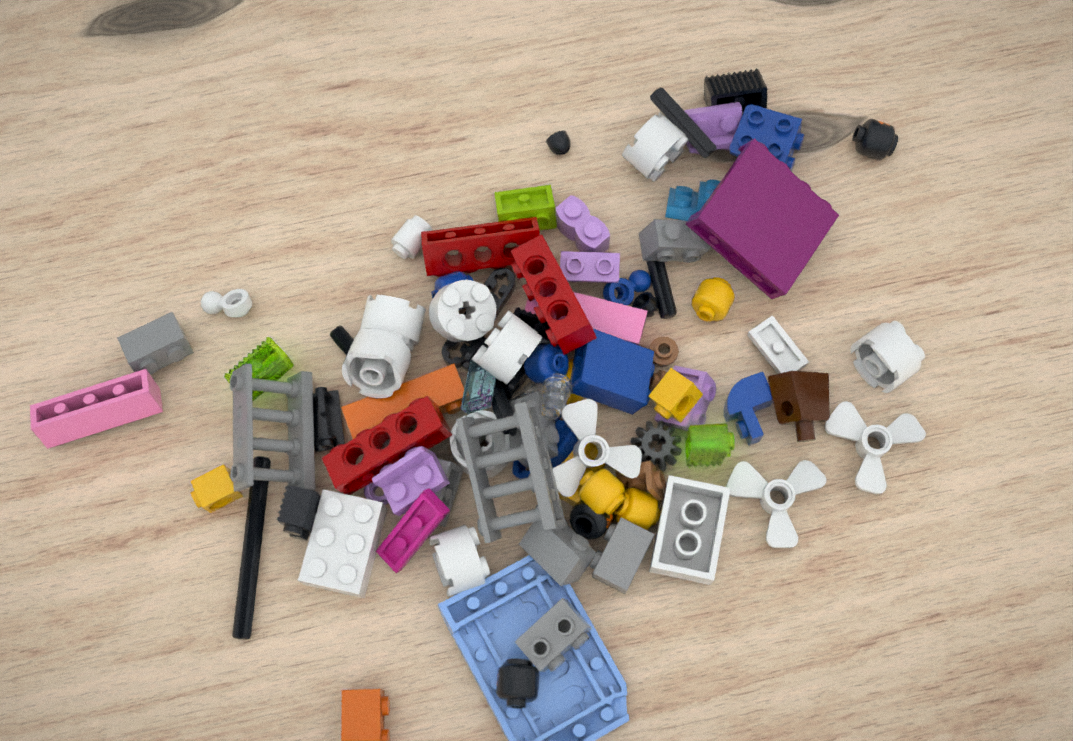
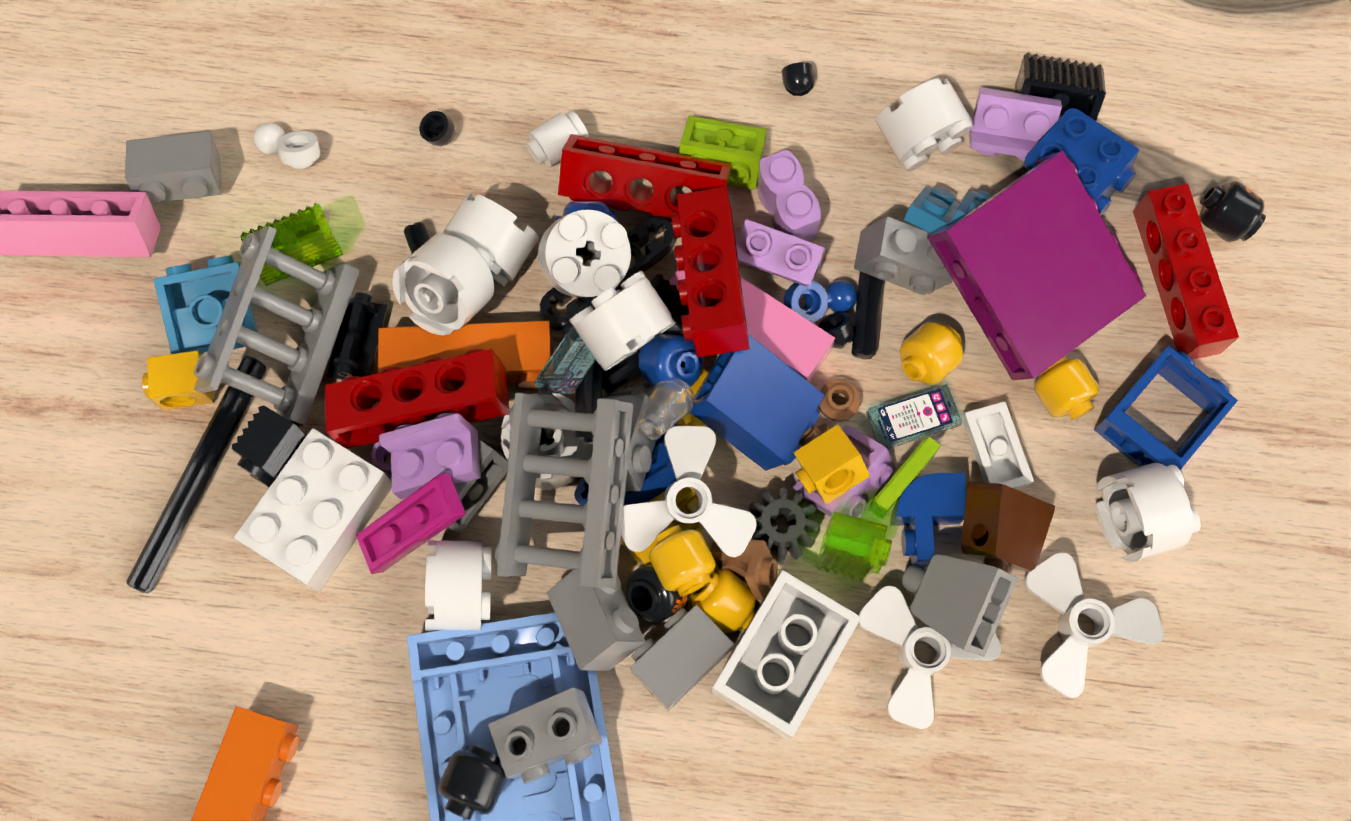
camera: 15 degrees right, 0 degrees up
(209, 432) = (195, 301): none -> dark azure plate
(325, 253) = (437, 124): none -> black hinge
(680, 118) = (973, 99): black axle -> none
(716, 345) = (914, 417): none -> tile
(724, 387) = (903, 477): none -> lime tile
(788, 454) = (960, 599): none -> light grey torso
(809, 293) = (1067, 388): none -> yellow head
(858, 190) = (1185, 272): none -> red brick
(866, 313) = (1182, 373): none -> blue window

